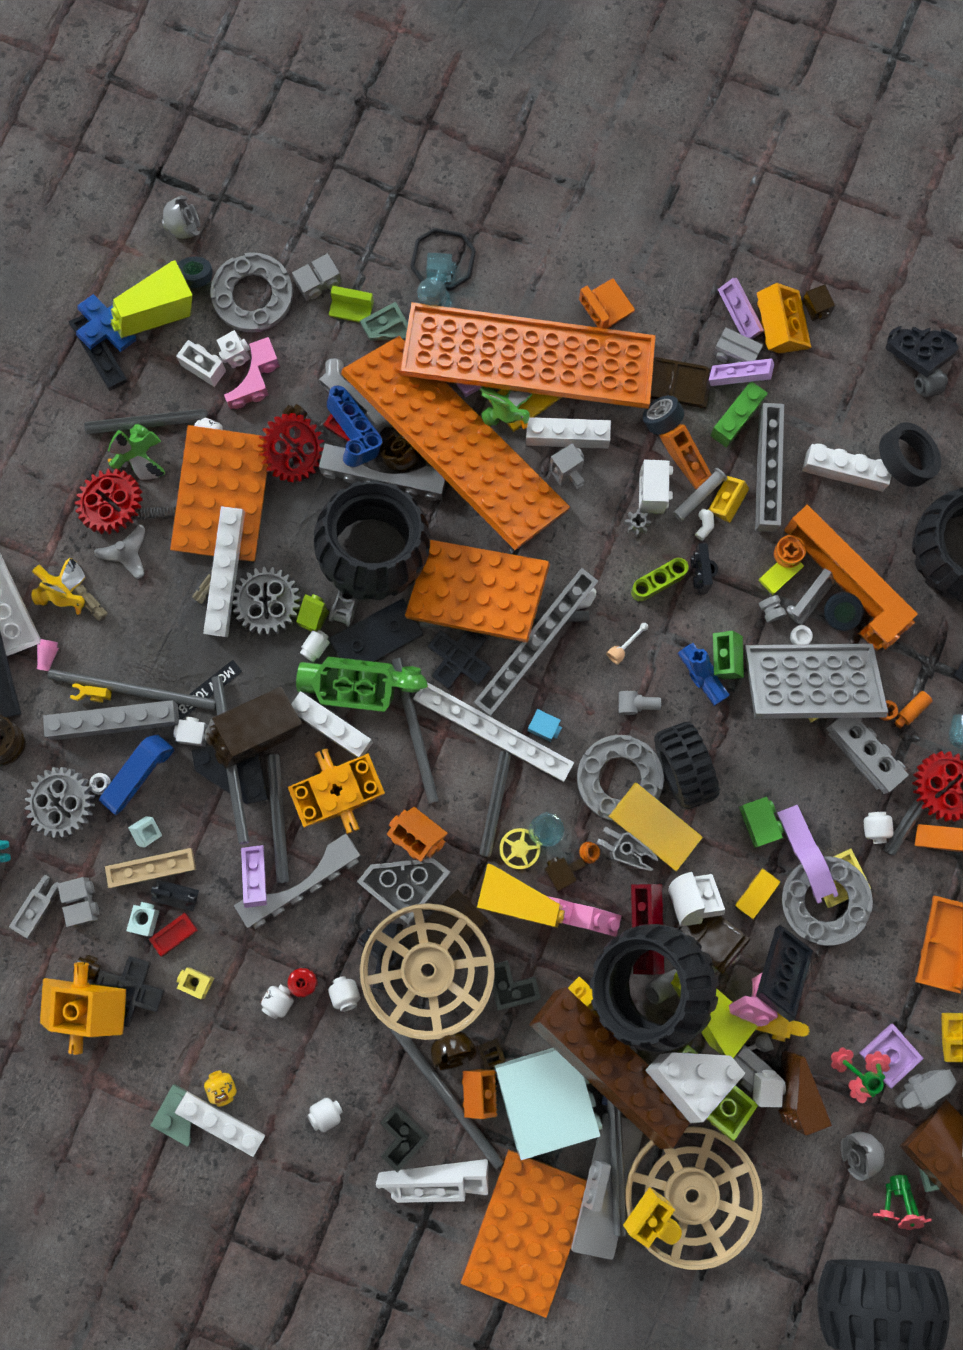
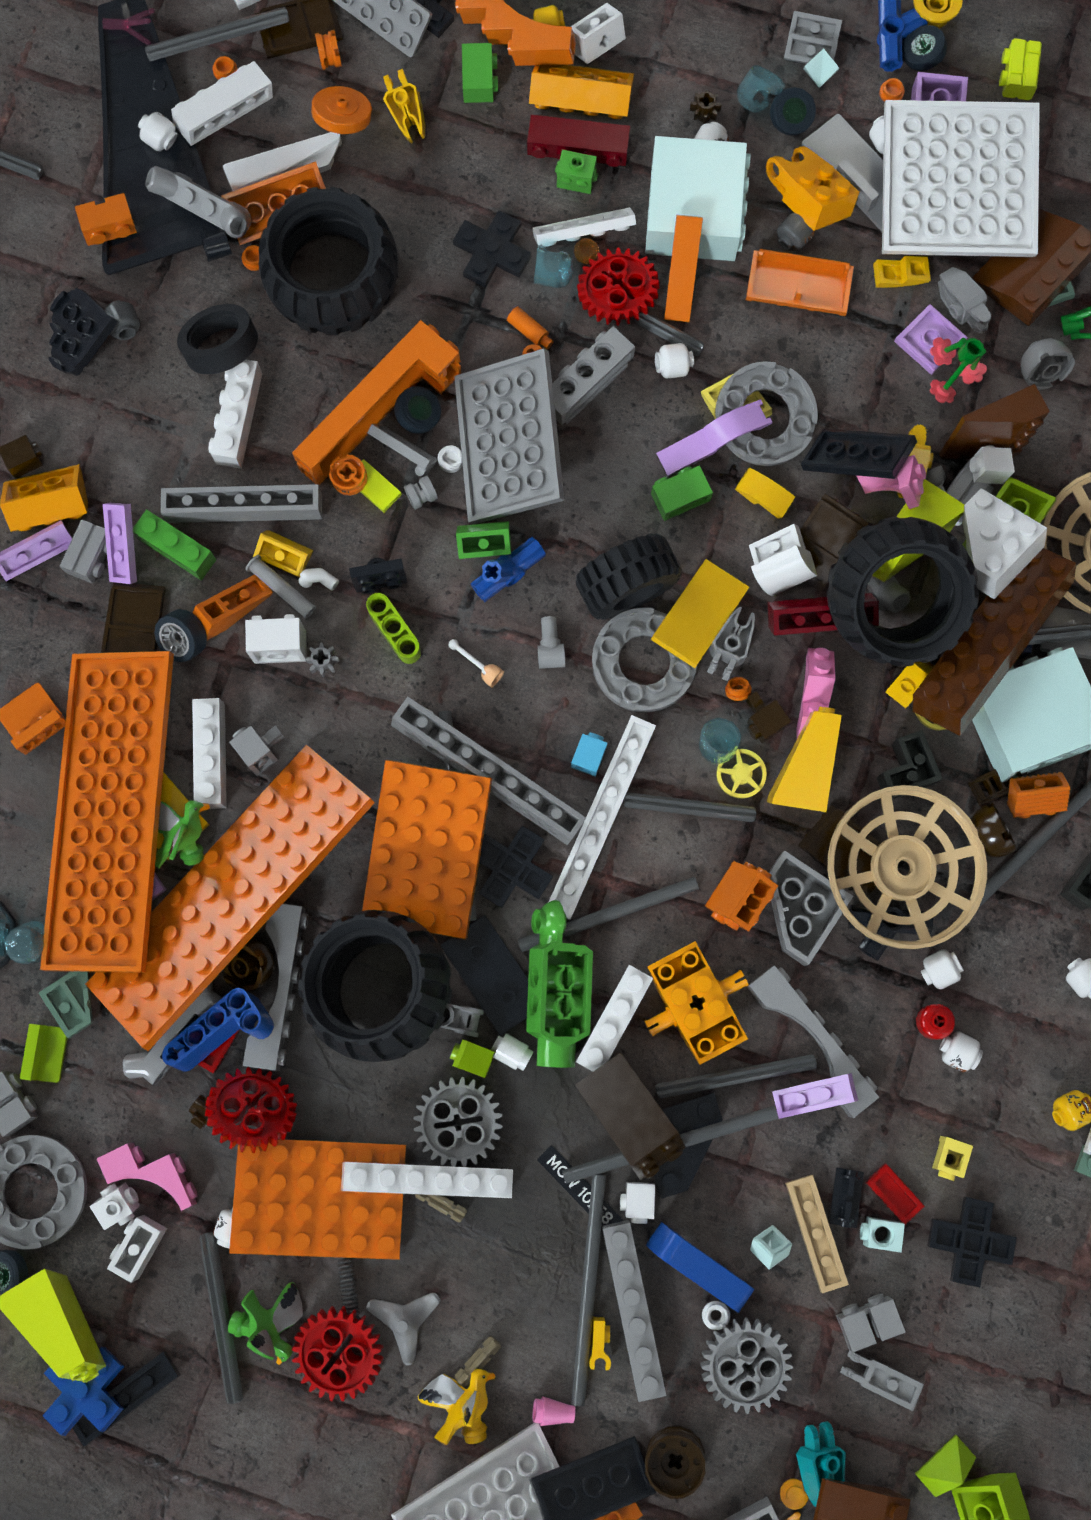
camera: 95 degrees left, 0 degrees up
(81, 1008) = (1004, 1298): light orange slope -> none
(93, 968) = (952, 1299): dark brown gear -> none

